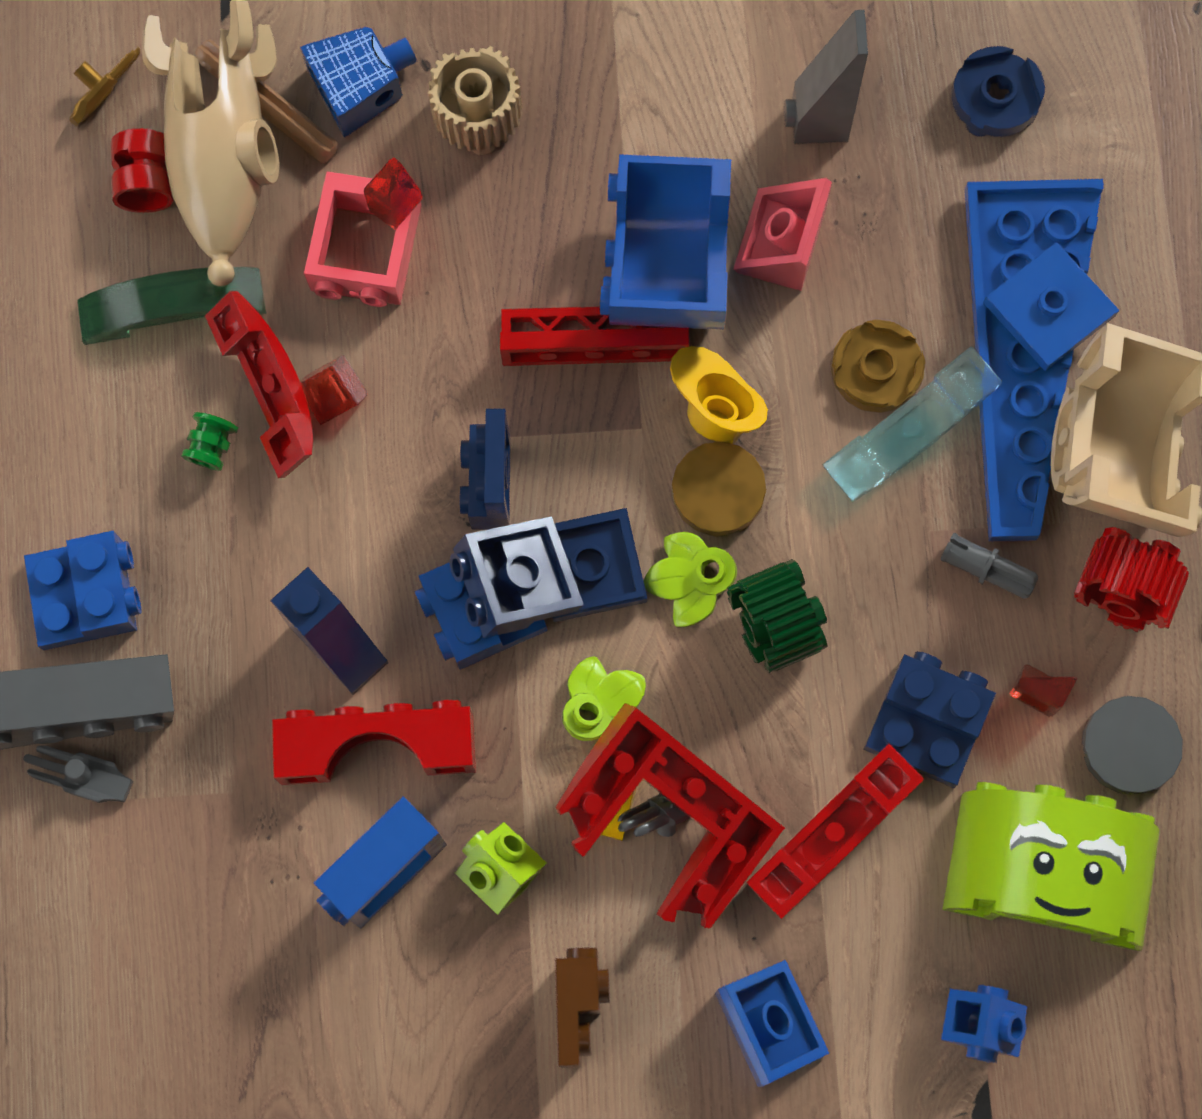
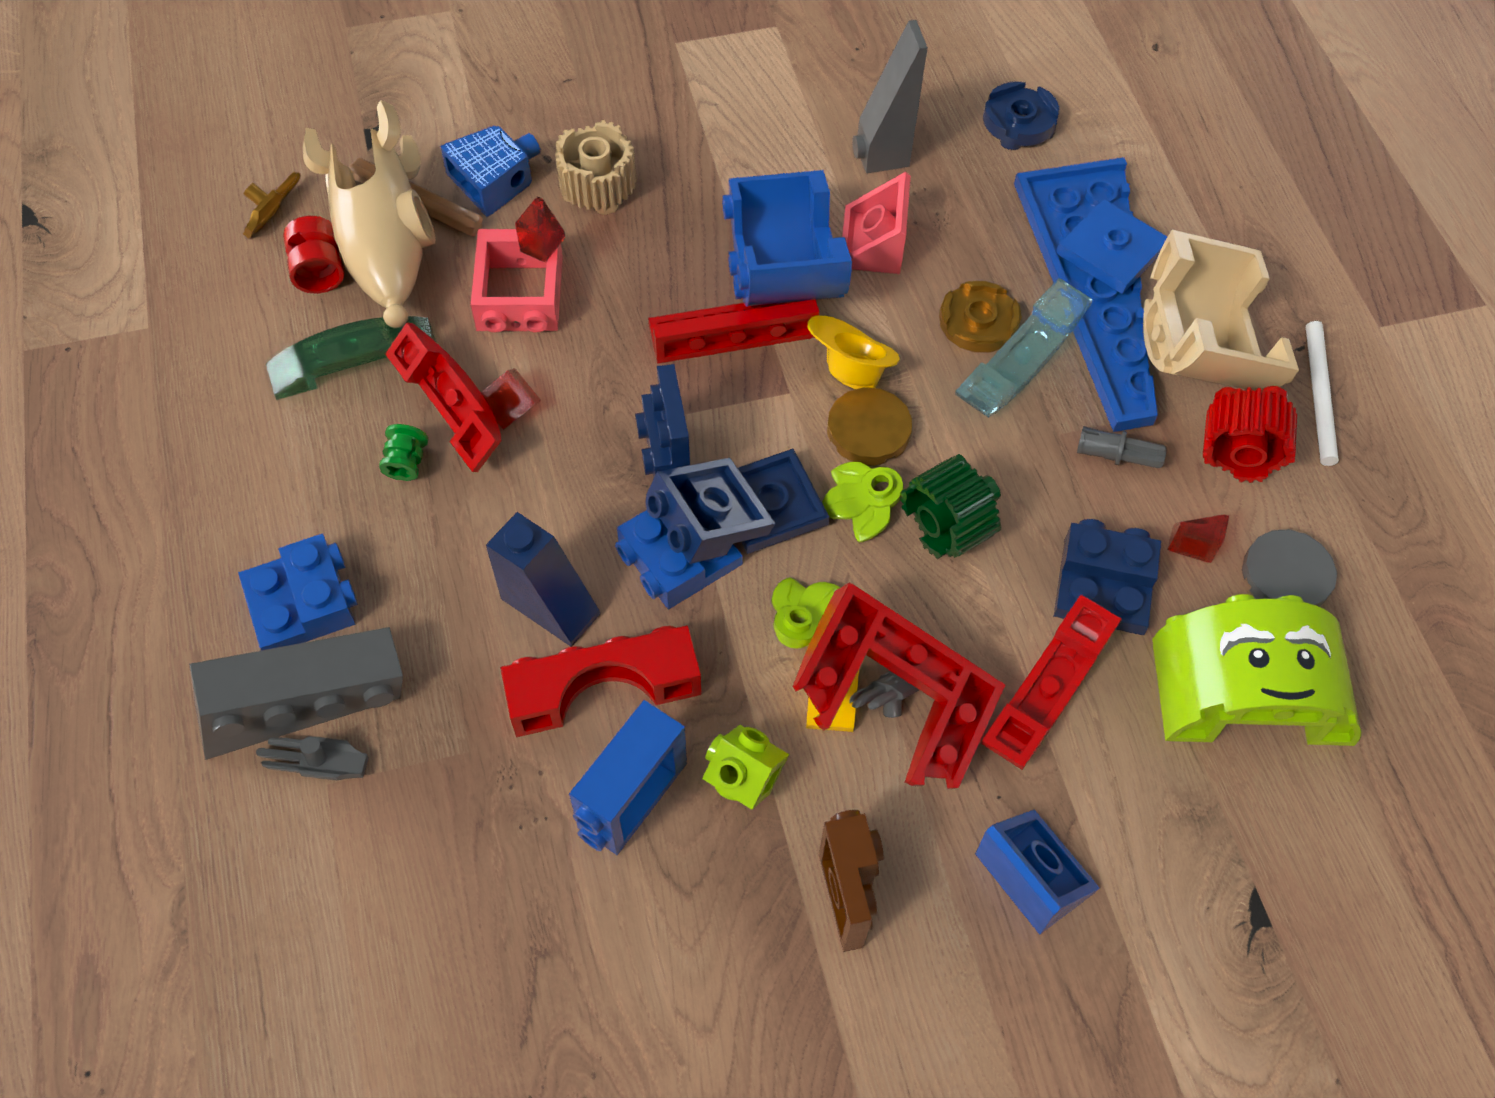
camera: 15 degrees left, 15 degrees down
(984, 1023) = (1242, 825): blue brick -> none

